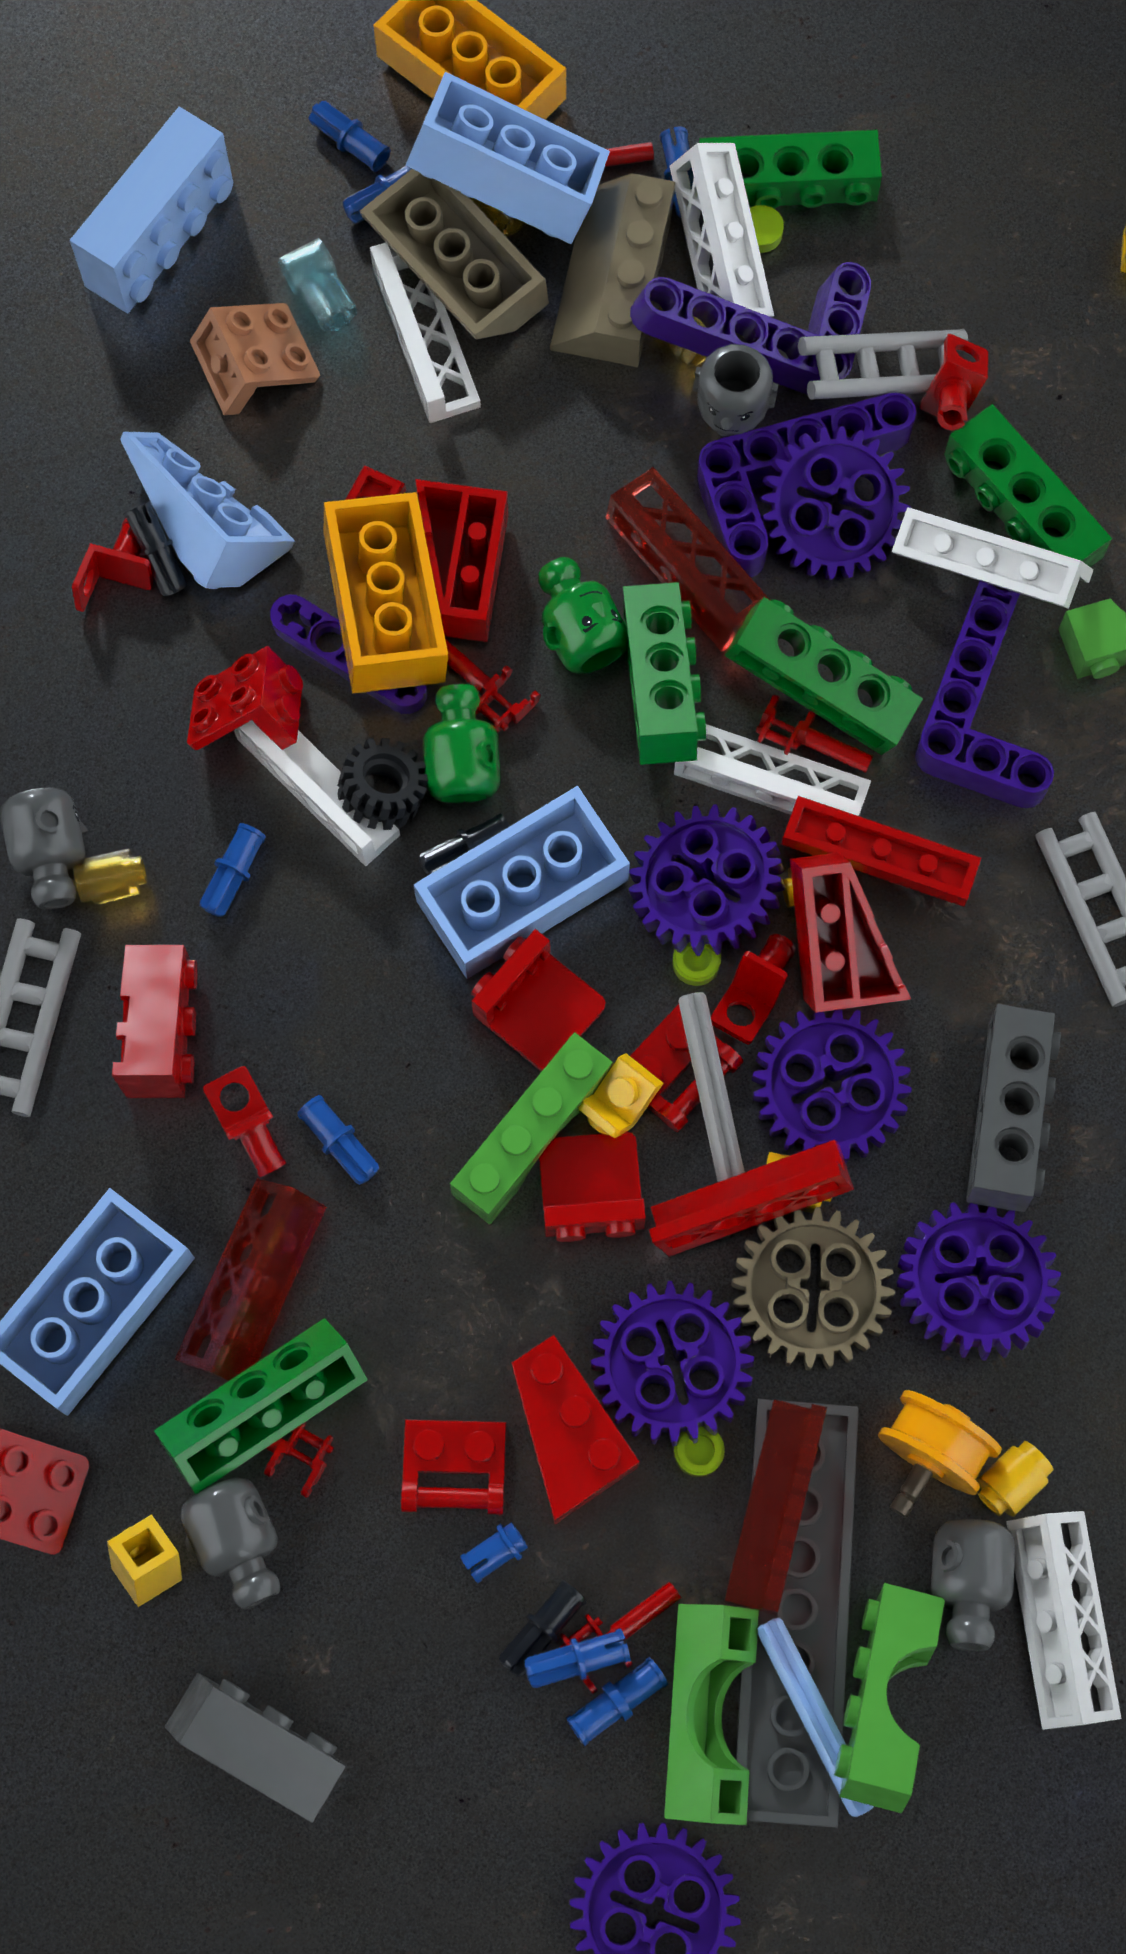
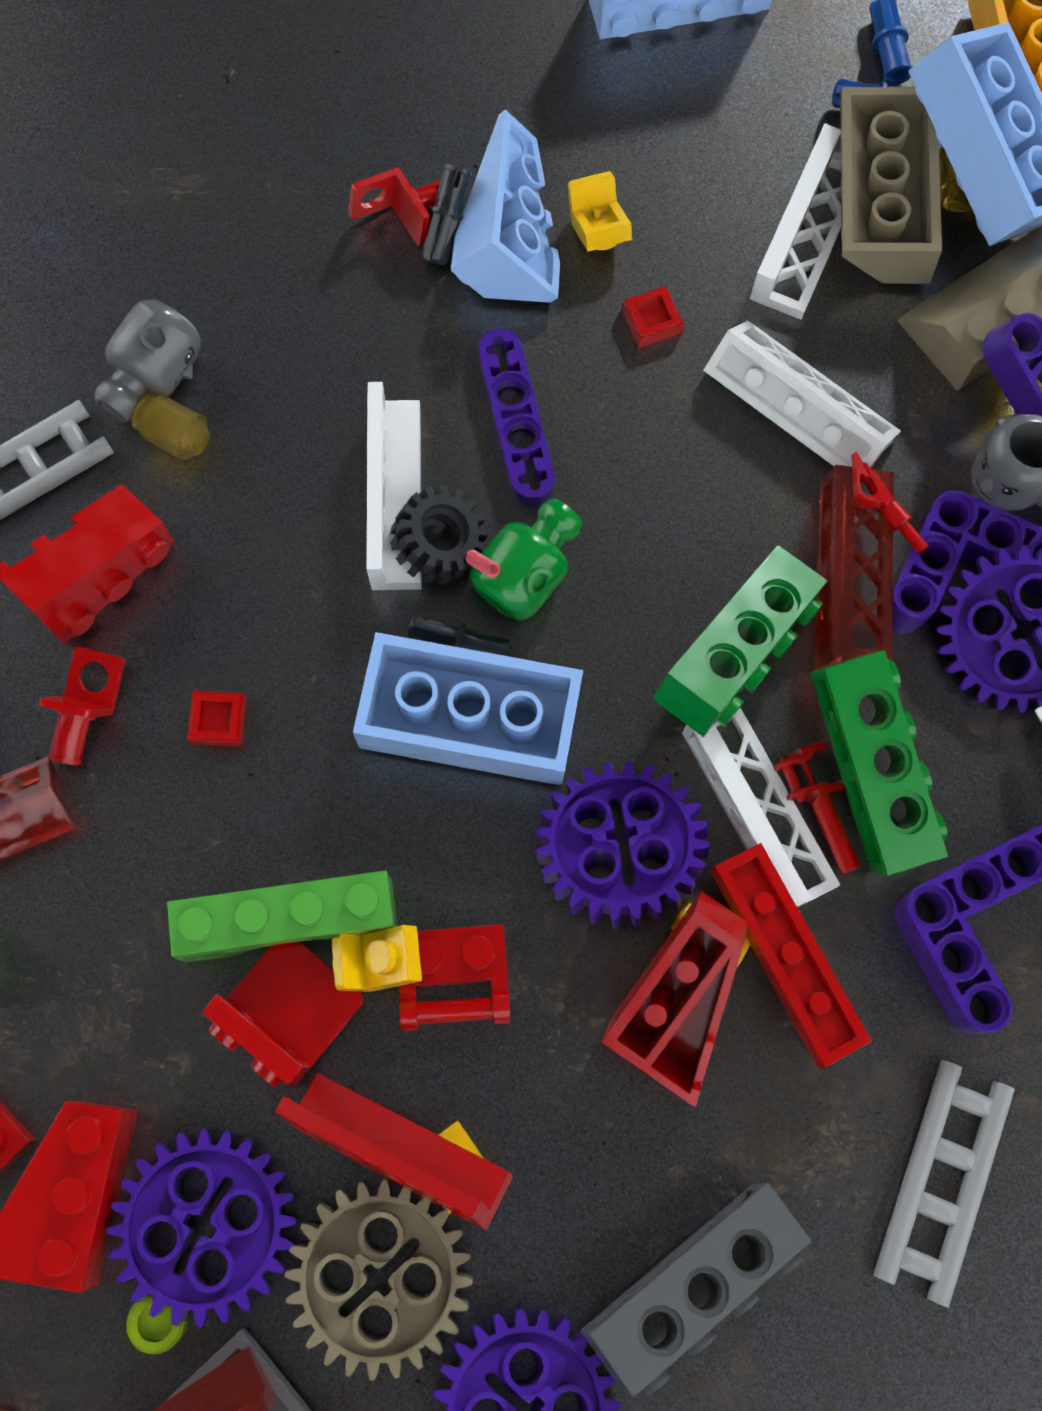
camera: 40 degrees right, 0 degrees up
(232, 870) = (265, 502): blue axle -> none
(250, 350) = (664, 131): nougat bracket -> none
(252, 689) = (410, 383): red bracket -> none
(264, 453) = (597, 213): none -> yellow bracket
(314, 276) = (761, 121): clear light blue piece -> none
(338, 1140) = (135, 784): blue axle -> none
(349, 1048) = (217, 718): none -> red tile
(385, 592) = (580, 388): light orange brick -> none
(444, 769) = (482, 563): none -> coral leg
(465, 551) = (675, 413): red wedge -> none
(489, 689) = (598, 533): red piece -> none
(535, 1001) = (390, 815): red bracket -> none
(543, 465) = (798, 397): none -> white fence
(580, 619) = (719, 542): green piece -> none
(666, 494) = (883, 501): none -> red hand
(696, 969) = (546, 909): lime tile -> none
(711, 1085) = (458, 1022): light grey axle -> none
(756, 987) = (580, 970): red bracket -> none
(811, 1046) = (546, 1163): dark purple gear -> none

